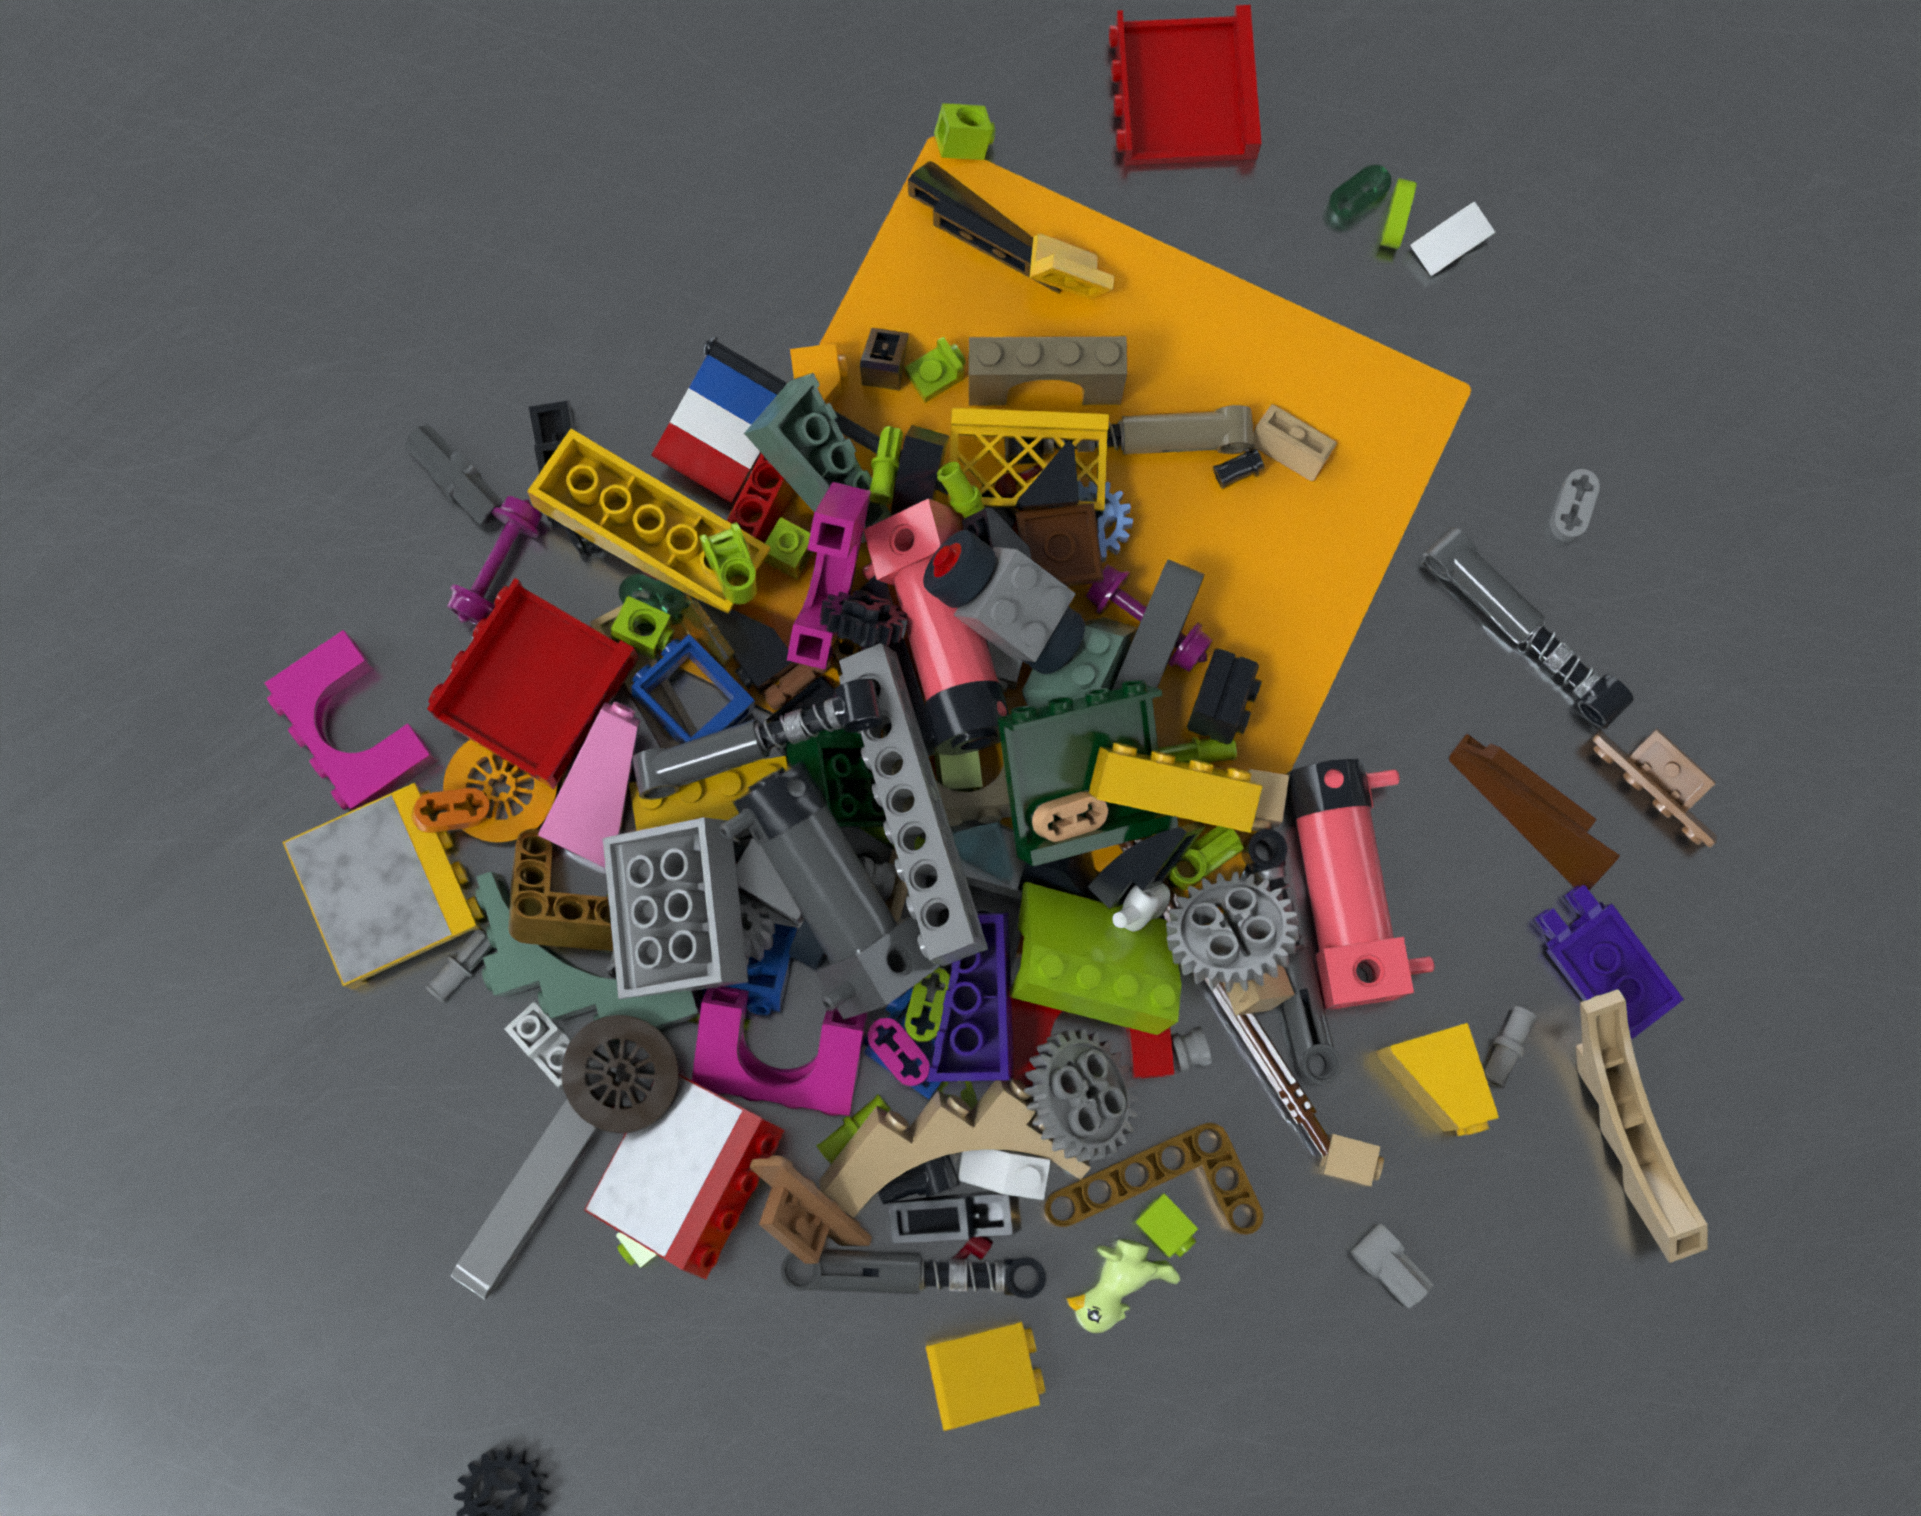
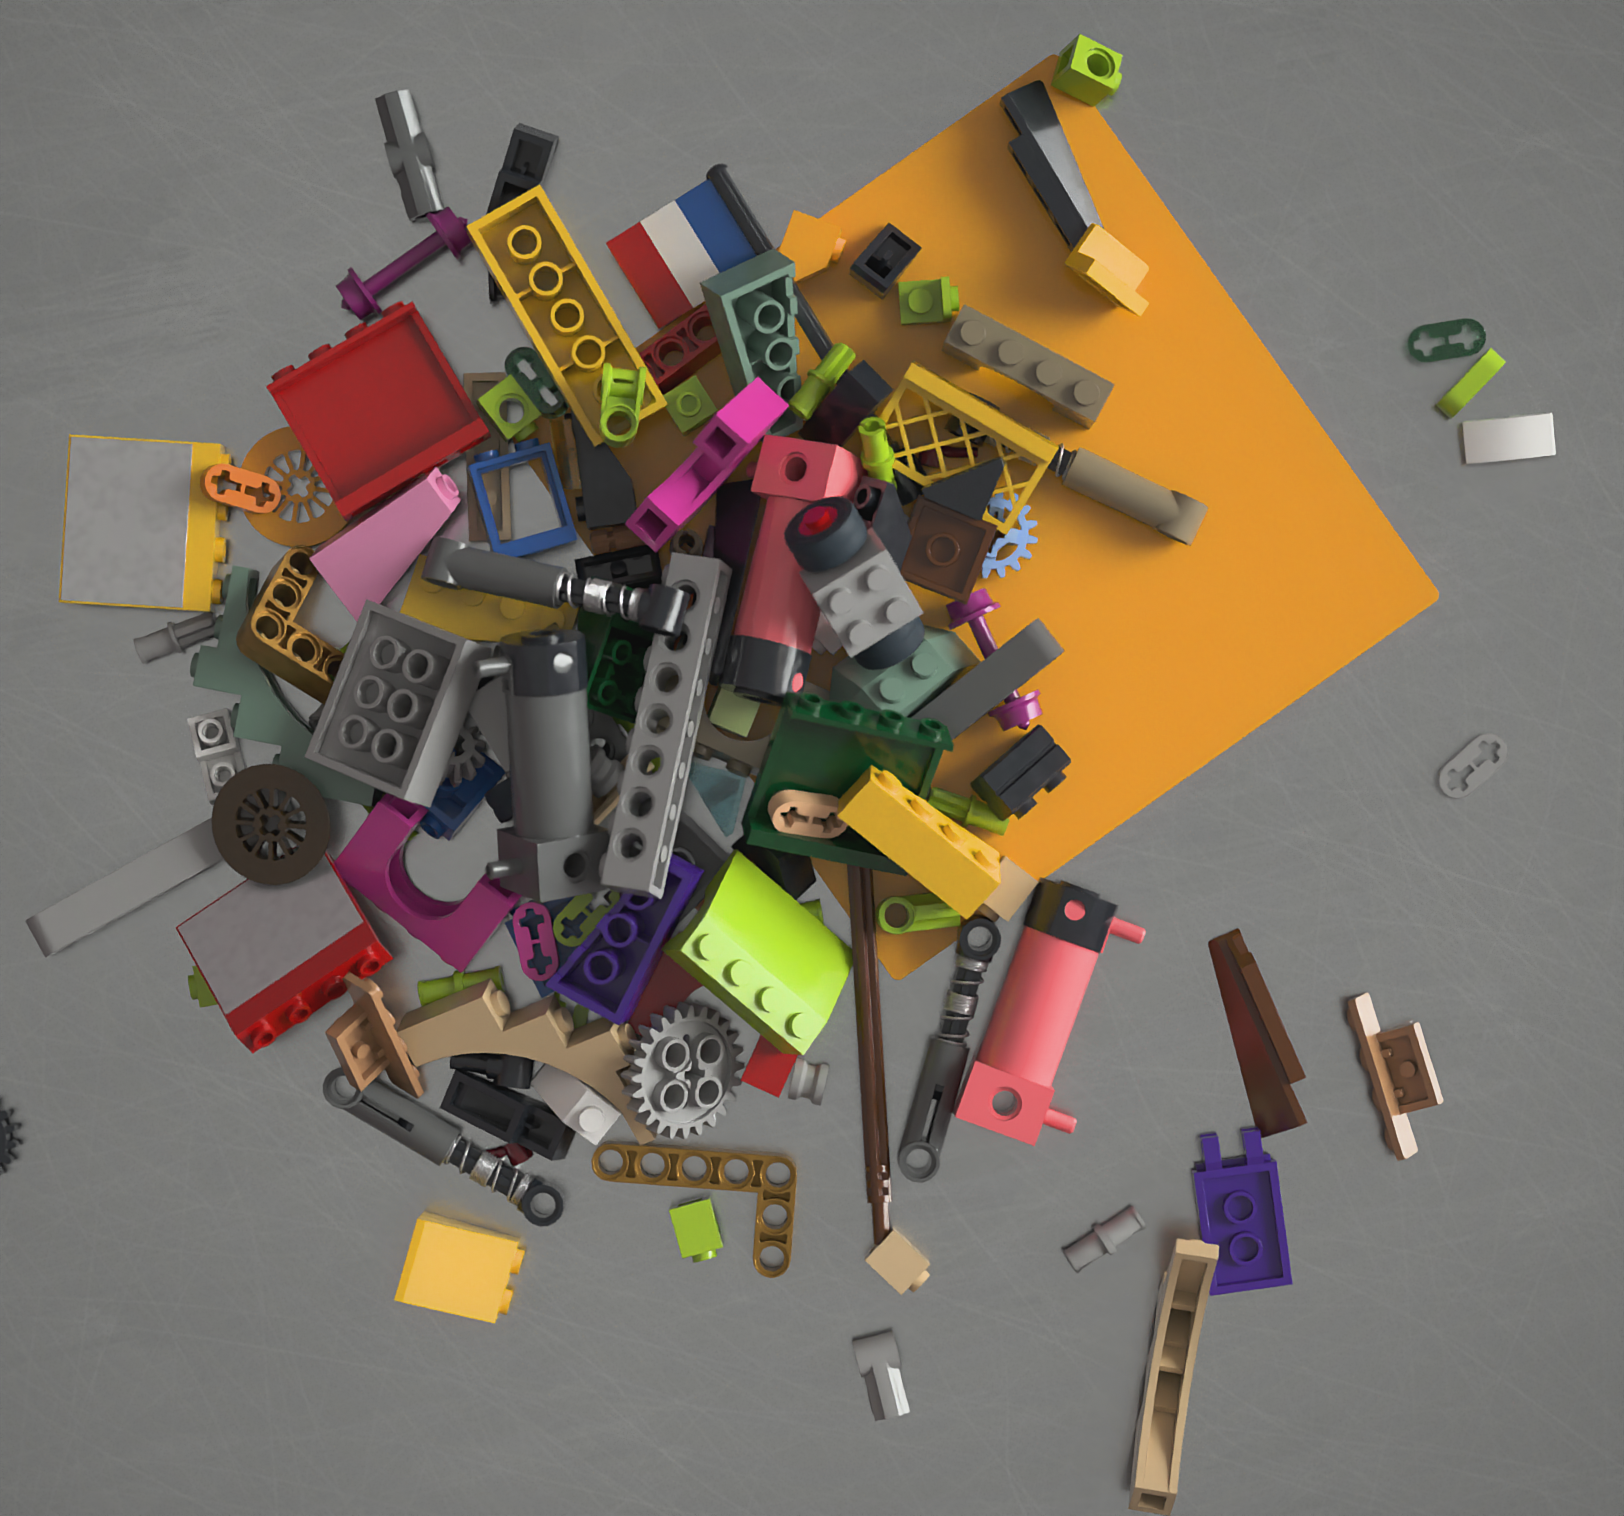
camera: 30 degrees right, 10 degrees up
(304, 695) = (155, 300): dark pink arch -> none
(863, 618) = (716, 524): black gear -> none
(1122, 1274) = (634, 1248): yellowish green animal -> none
(1142, 907) = (833, 928): white piece -> none
(1144, 864) = (854, 893): black slope -> none
(1186, 89) = (1335, 138): red panel -> none
(1239, 468) = (1165, 557): black pin -> none
(1259, 997) = (899, 1060): tan brick -> none
(1264, 916) = (862, 995): light grey gear -> none
(1292, 442) = (1233, 558): tan slope -> none
(1444, 1078) = (1025, 1234): yellow slope -> none
(1457, 560) = (1350, 849): piece -> none

